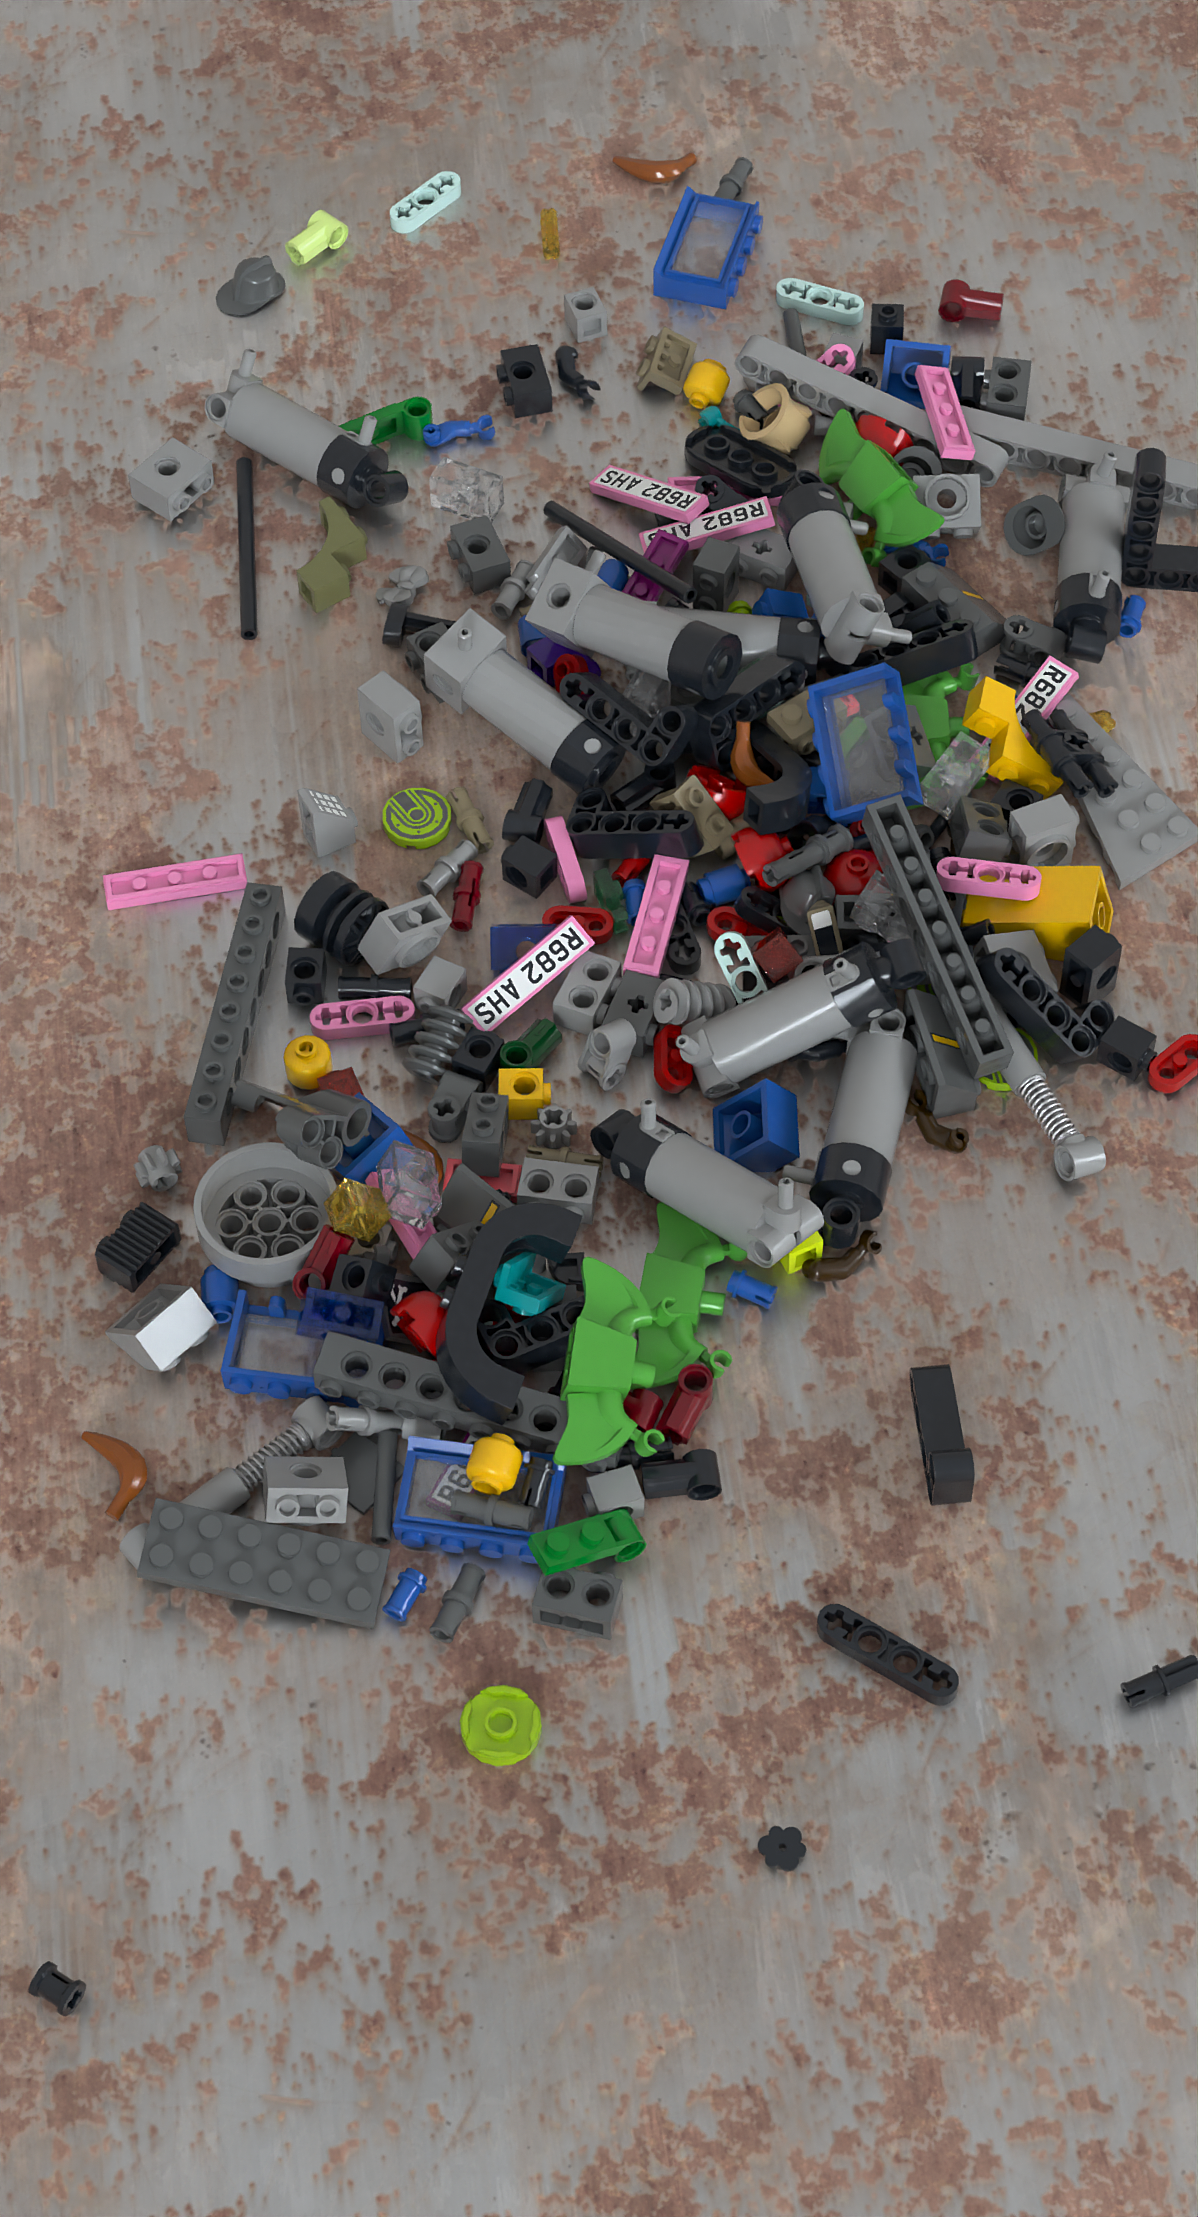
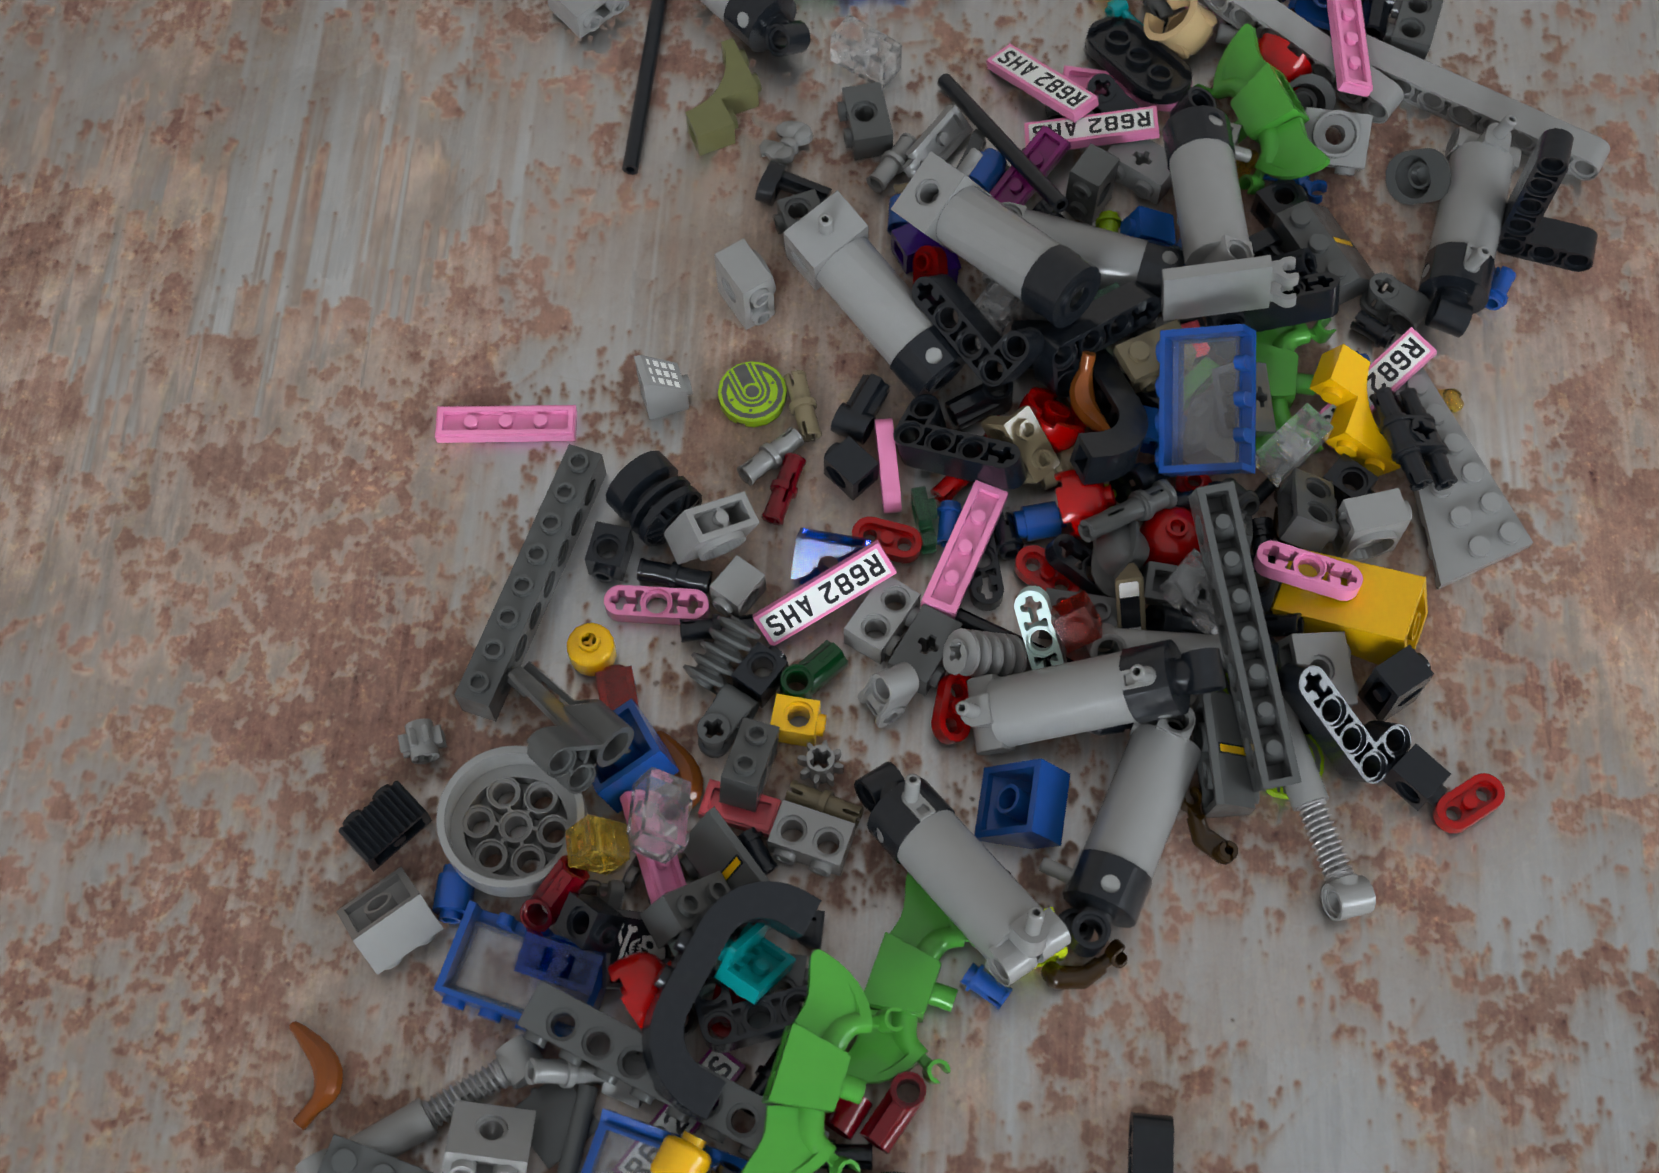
camera: 10 degrees right, 10 degrees up
(864, 639) = (1227, 287): none -> light grey tile

